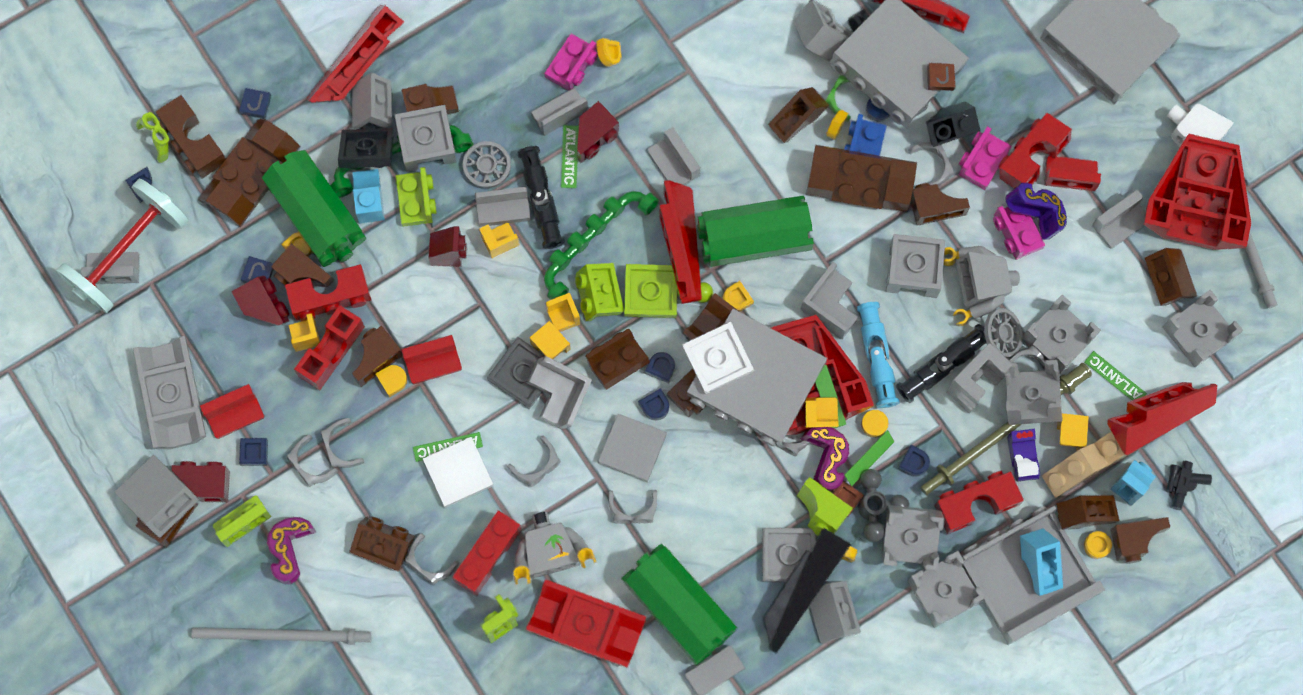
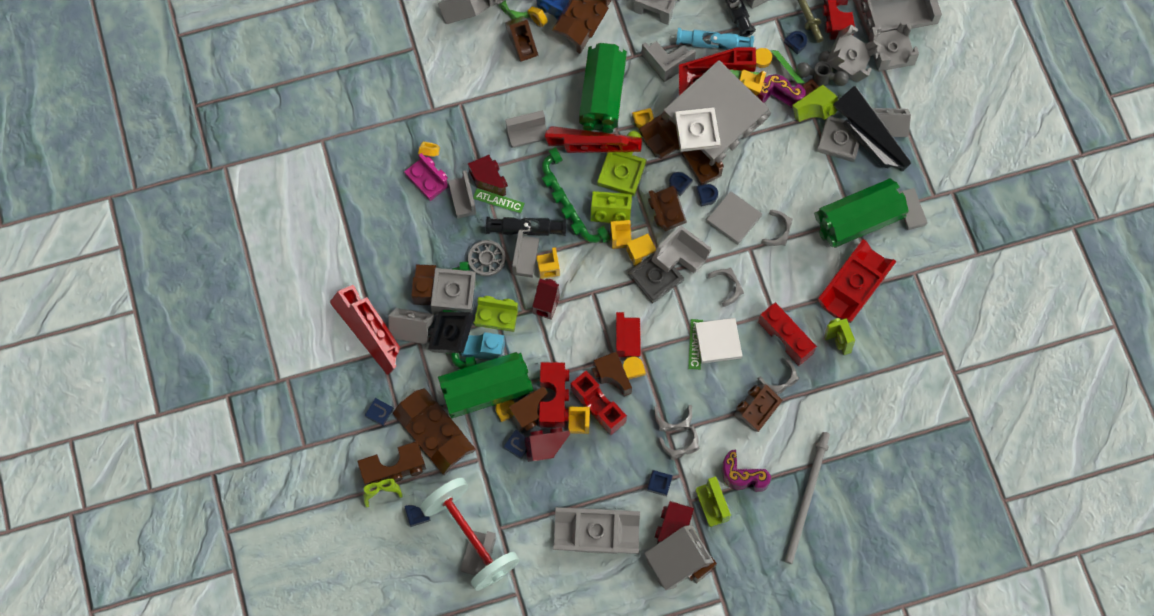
camera: 70 degrees left, 5 degrees down
(232, 411) = (625, 489): red panel -> none
(549, 550) = (796, 290): light grey torso -> none

